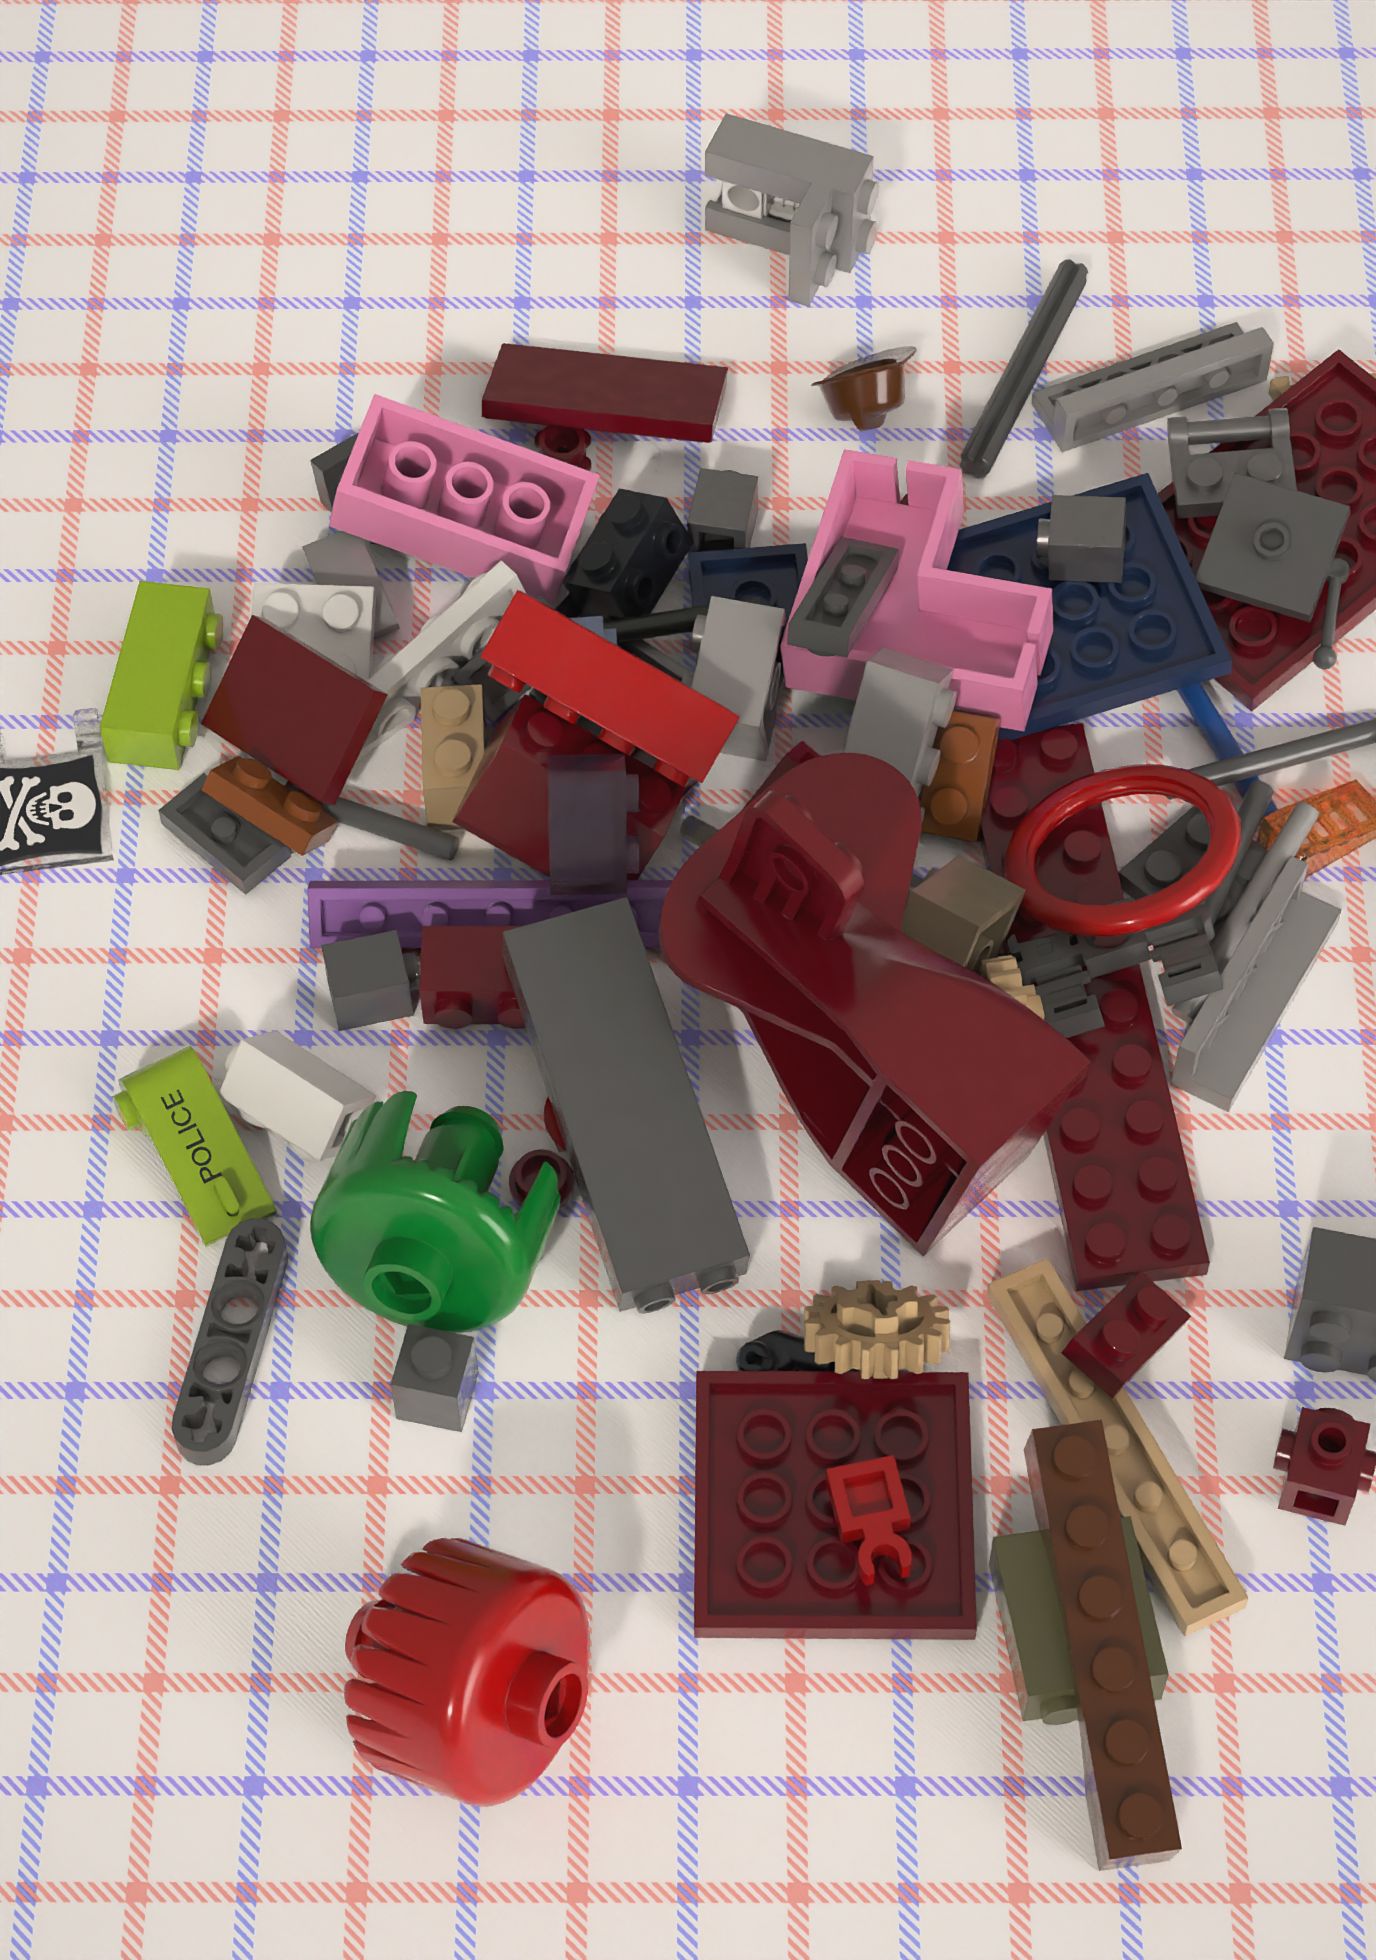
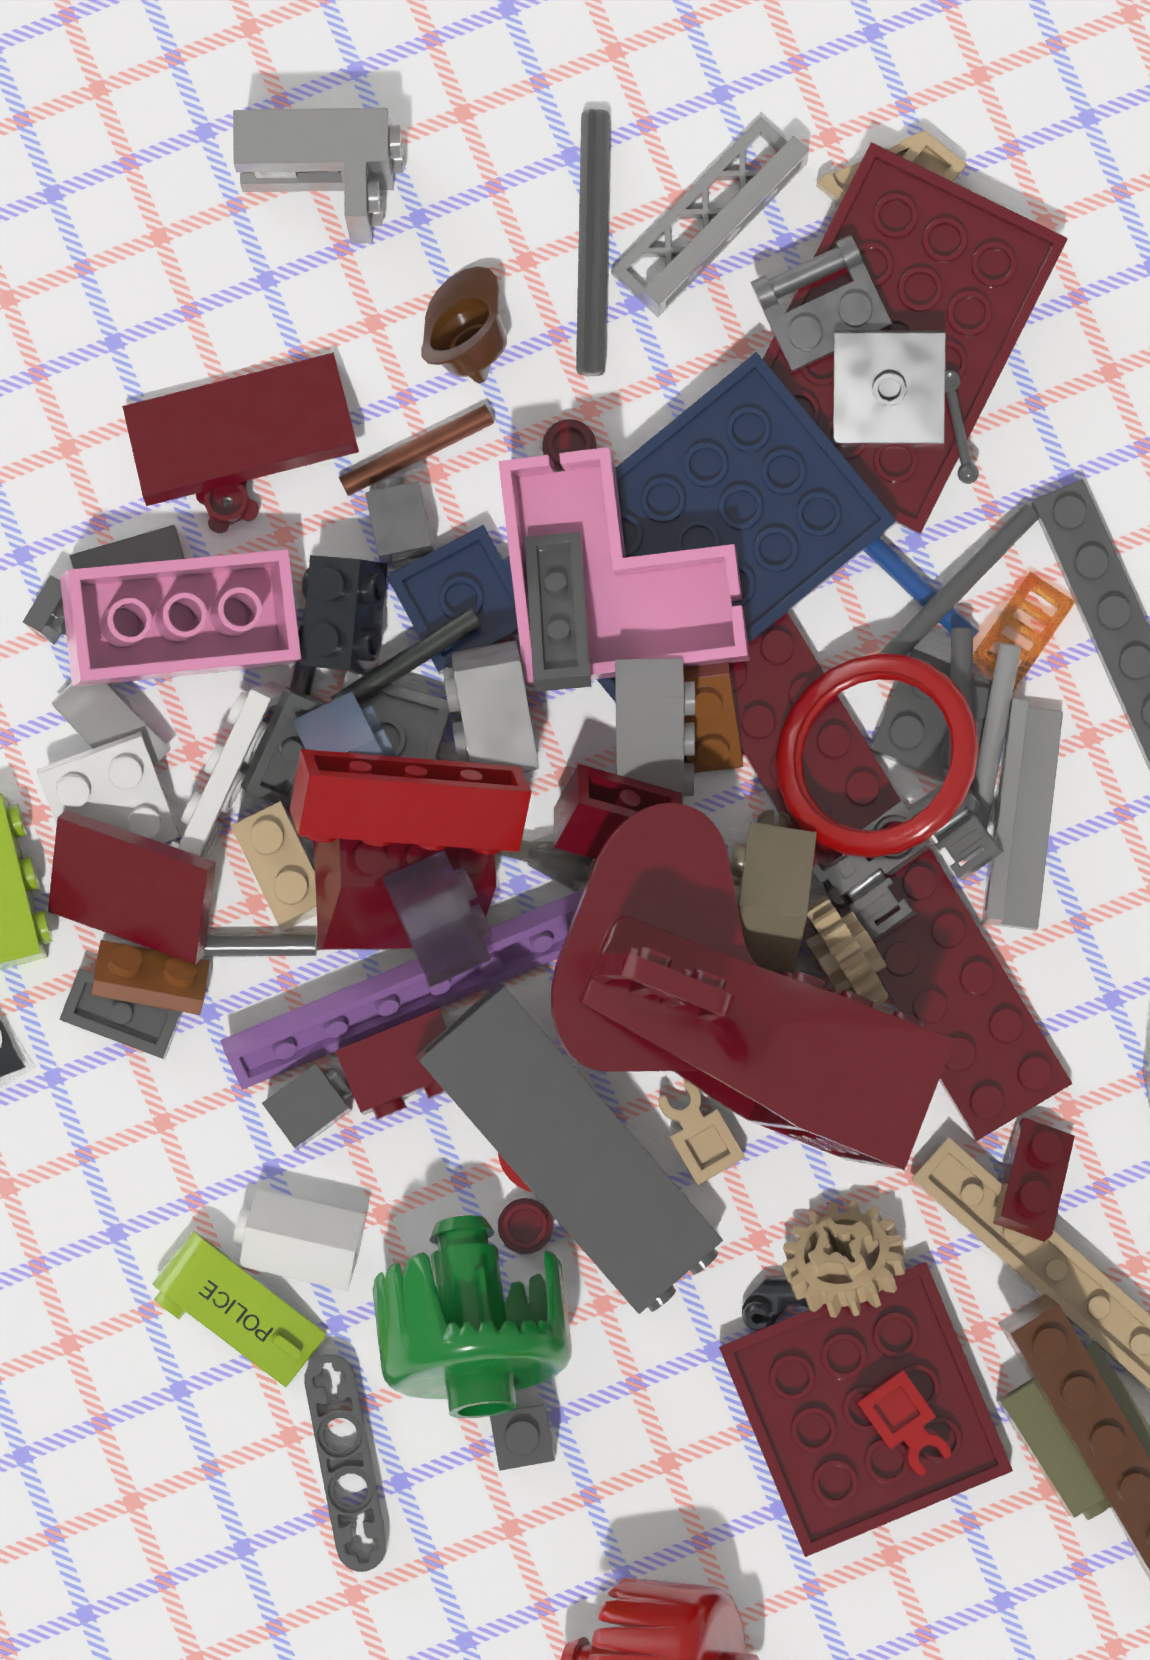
camera: 20 degrees left, 25 degrees up
(771, 1167) = (703, 1142): none -> tan plate
(773, 472) = (416, 450): none -> copper bar
(1084, 538) = (731, 456): flat silver brick -> none

